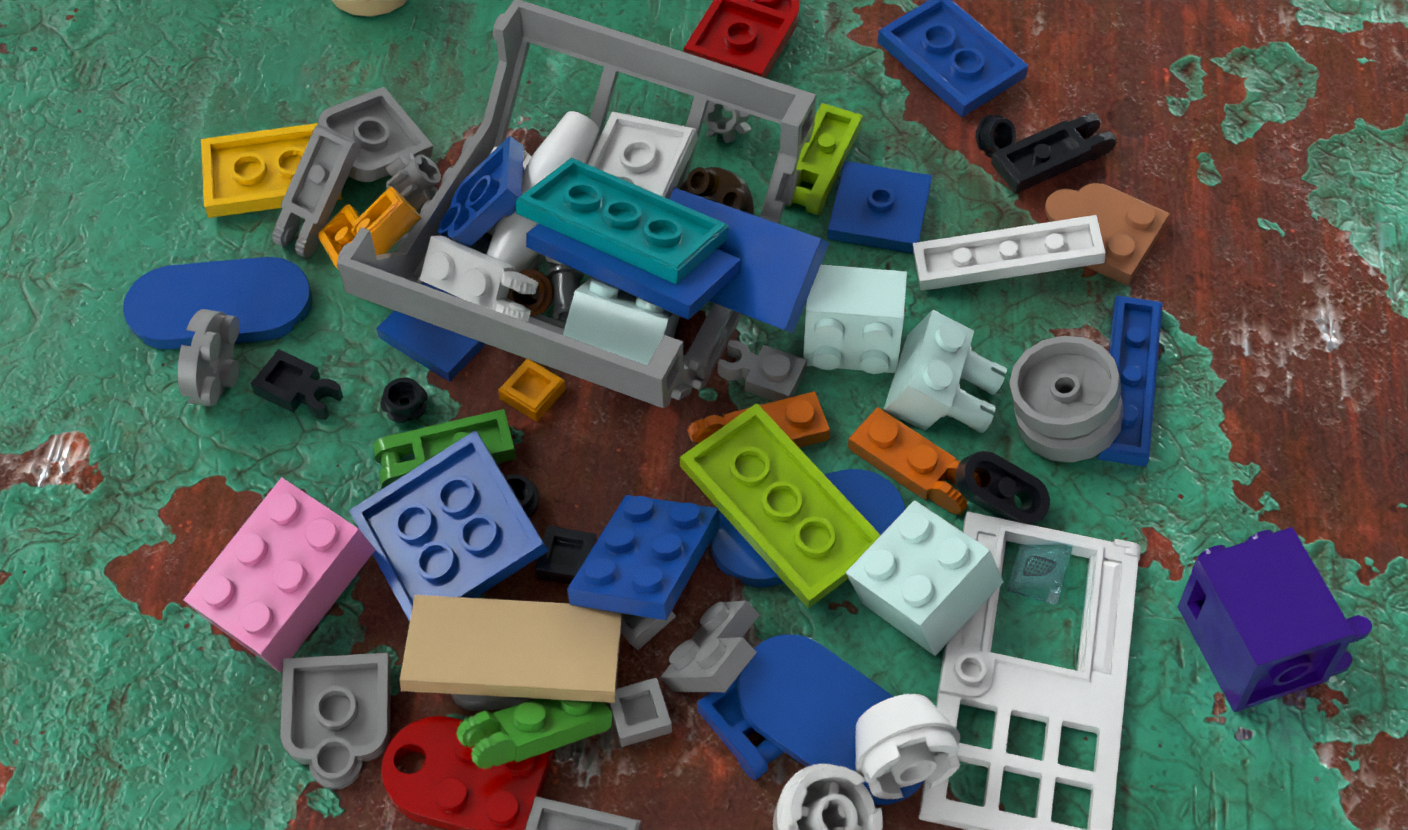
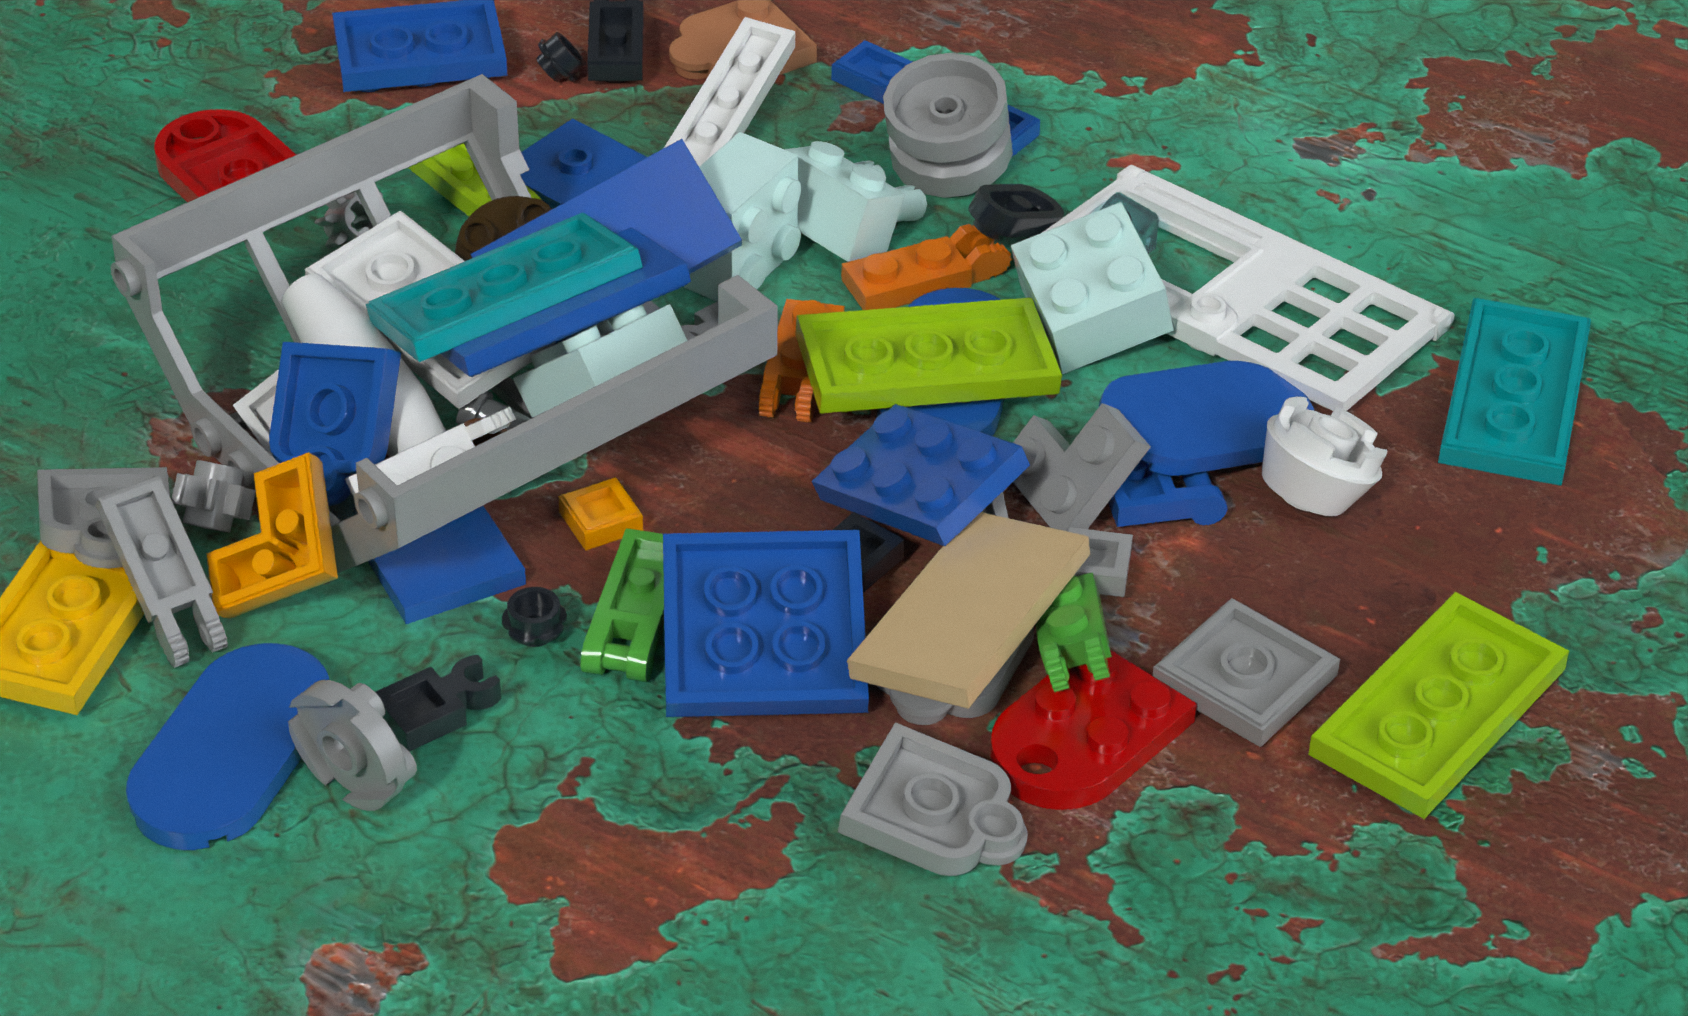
camera: 65 degrees left, 15 degrees down
(280, 574) = (728, 774): bright pink brick -> none
(905, 744) = (1282, 351): white cone -> none
(1267, 619) = (1281, 105): dark purple container -> none

